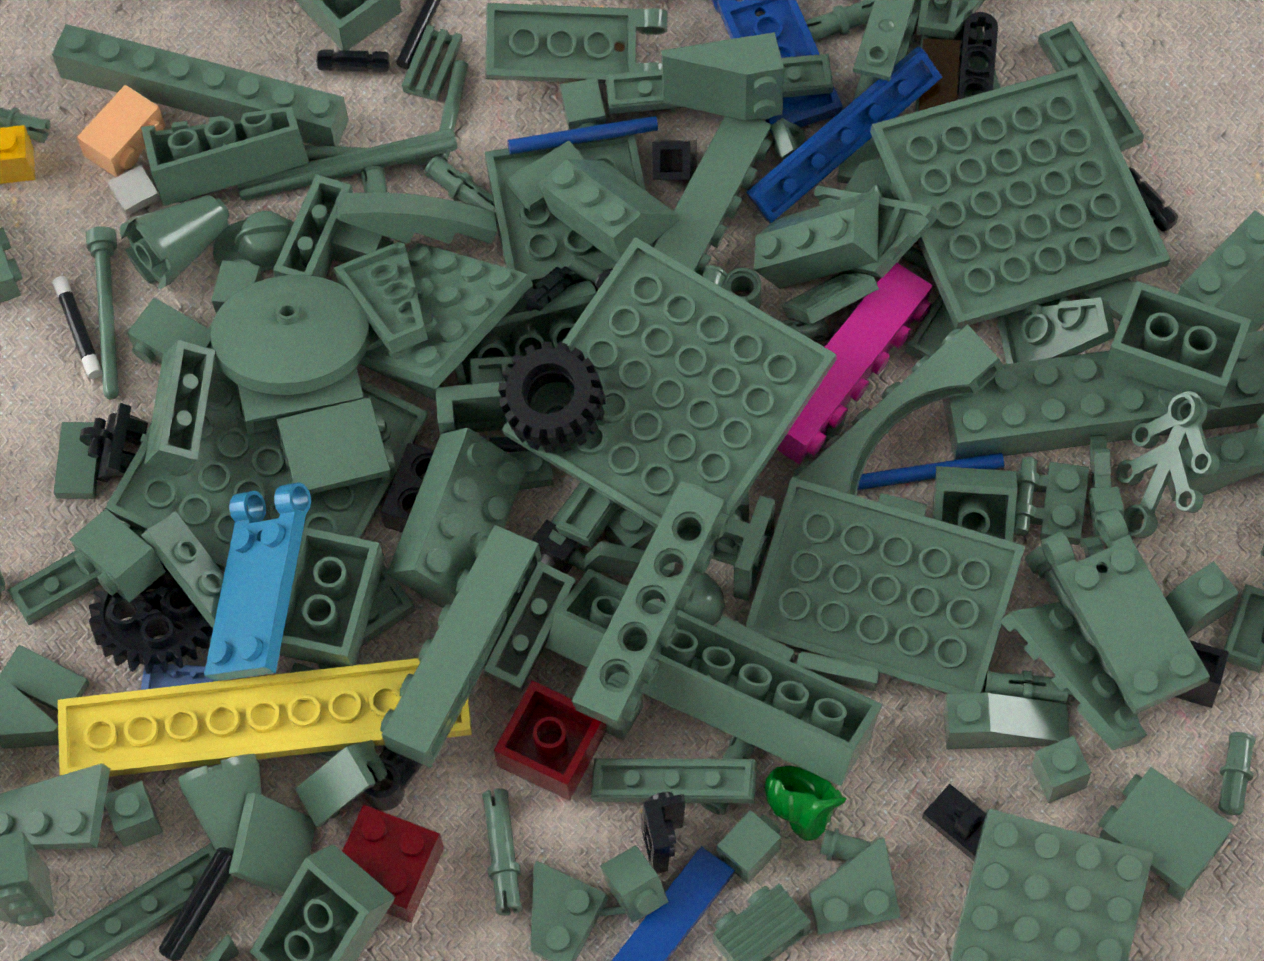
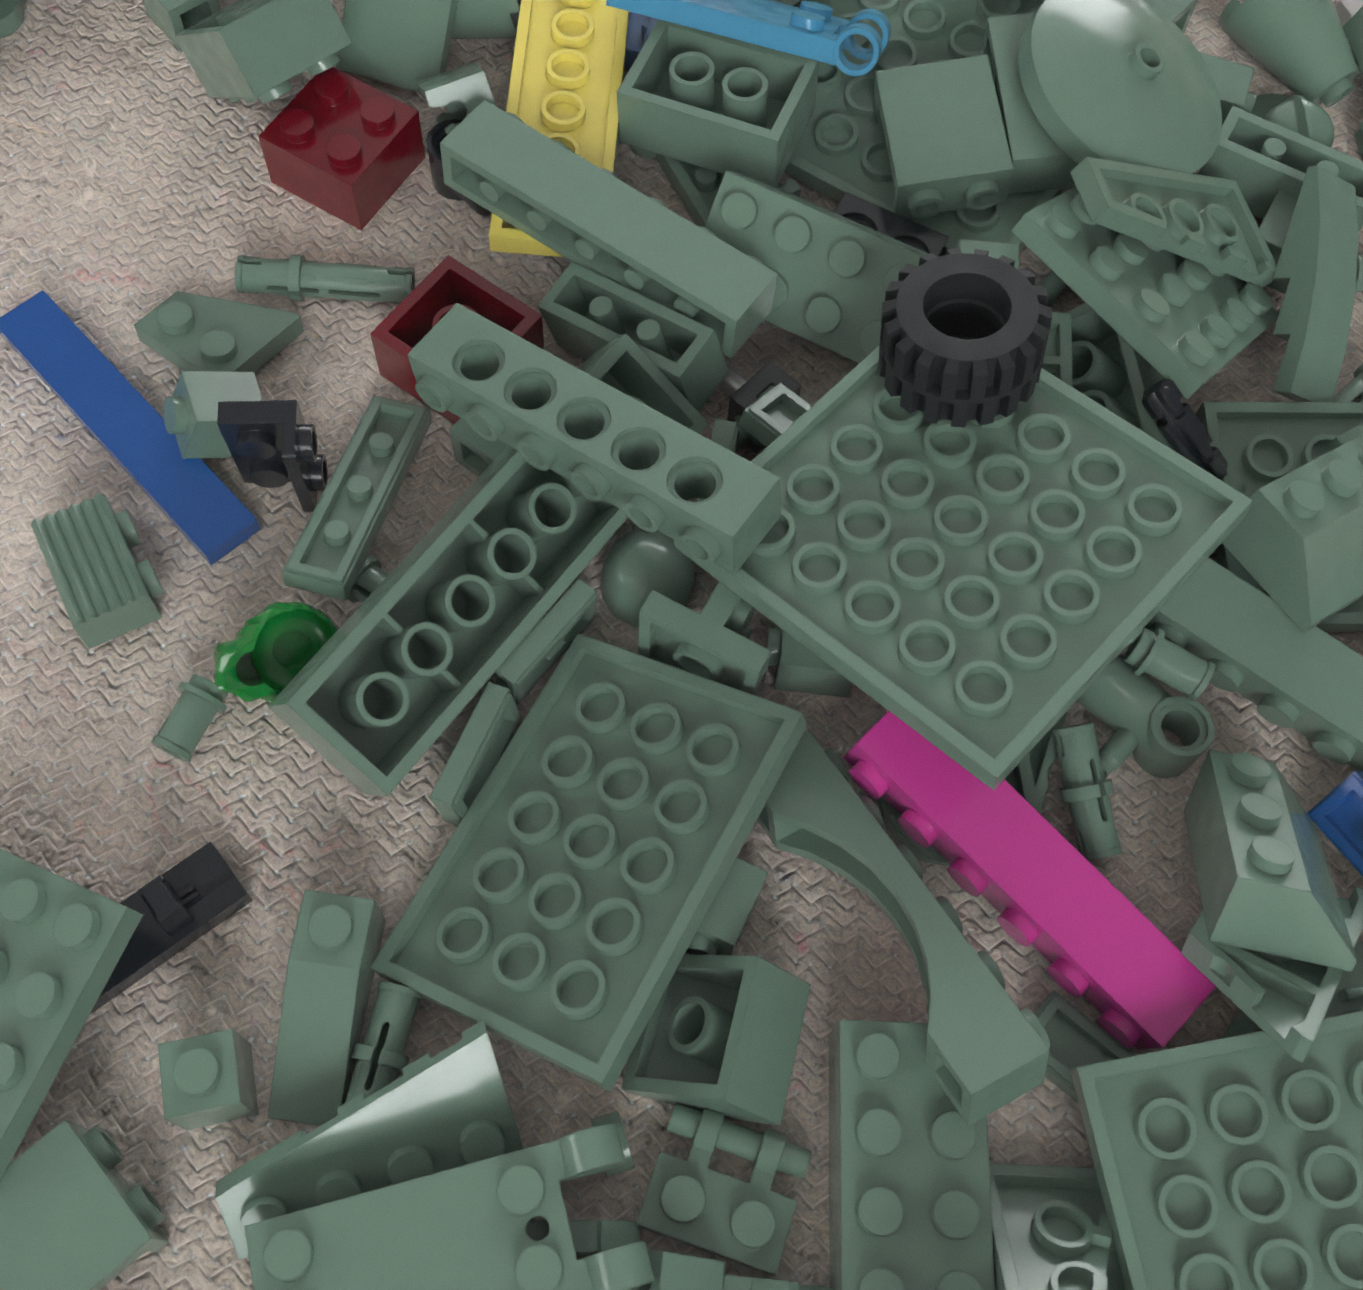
camera: 90 degrees right, 0 degrees up
(750, 845) = (230, 576): sand green brick -> none
(829, 297) = (1149, 862): sand green tile -> none
(857, 892) = (110, 715): sand green wing -> none
(927, 471) = (813, 970): blue bar -> none

